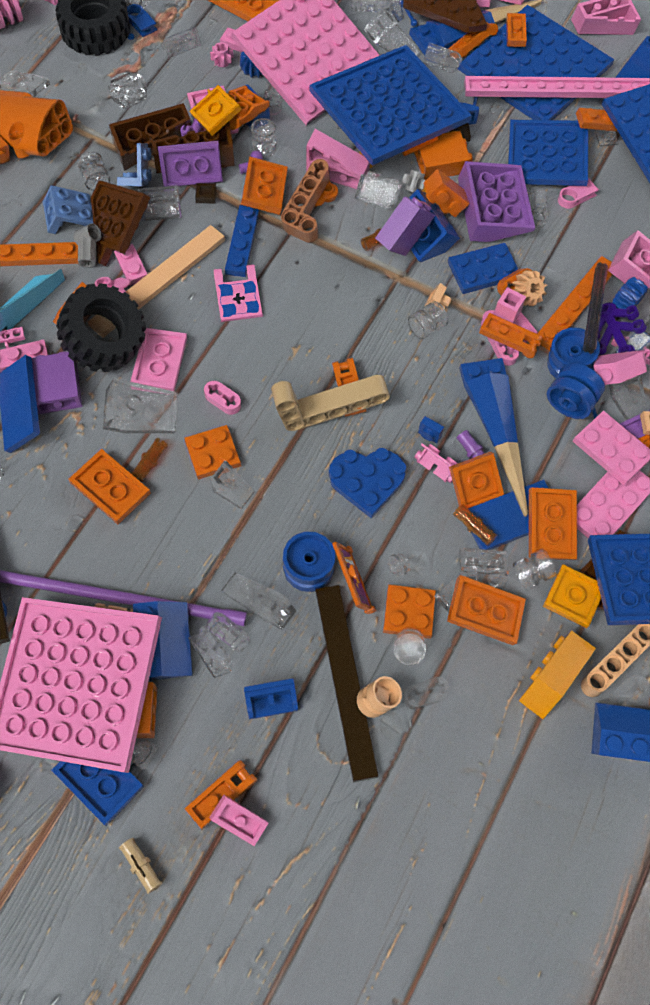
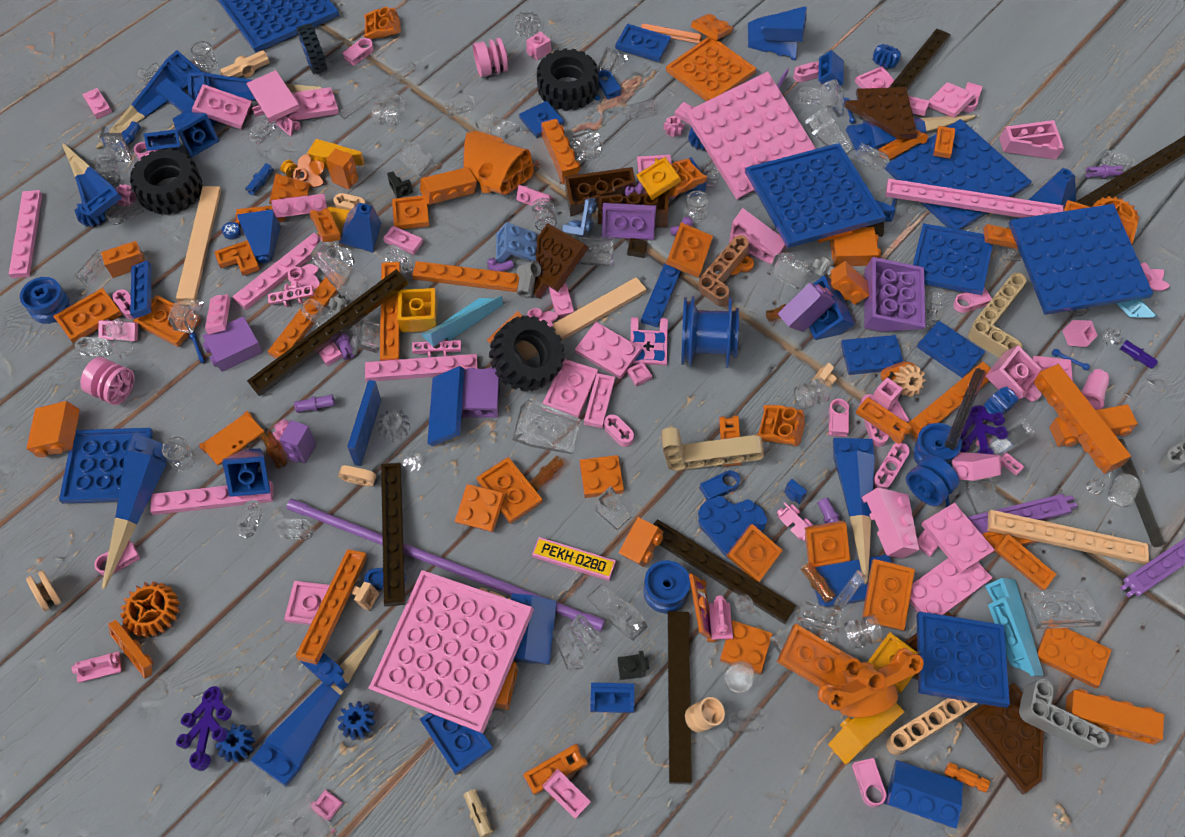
camera: 15 degrees right, 5 degrees down
(46, 237) = (495, 266): none -> medium lavender arm
(70, 153) = (529, 195): none -> bright pink hinge
(71, 68) = (536, 115): none -> blue plate
(79, 513) = (479, 508): none -> orange plate
(97, 96) = (559, 149): none -> orange brick
(194, 310) = (608, 350): none -> bright pink plate
(194, 368) = (599, 400): none -> bright pink plate
(198, 550) = (574, 559): none -> tile
(234, 331) = (639, 374): none -> bright pink tile
(271, 517) = (641, 542): none -> orange brick
(287, 658) = (632, 666): none -> pearl dark grey bracket
(304, 269) = (709, 331): none -> blue wheel
(343, 440) = (716, 487): none -> blue piece
(364, 532) = (725, 573): none -> dark brown tile
(375, 586) = (720, 619): none -> bright pink hinge
(399, 505) = (754, 553): none -> orange plate
(402, 359) = (782, 425): none -> orange slope
(462, 346) = (839, 421): none -> bright pink piece
(511, 526) = (849, 590): none -> clear piece
(525, 376) = (890, 458): none -> bright pink beam
(544, 443) = (894, 520): none -> bright pink wedge
(552, 634) = (865, 690): none -> orange piece
(565, 248) = (951, 349): none -> blue plate
(568, 727) = (868, 776): none -> bright pink piece
(580, 460) = (926, 543): none -> bright pink tile
(596, 222) = (984, 331): none -> tan beam

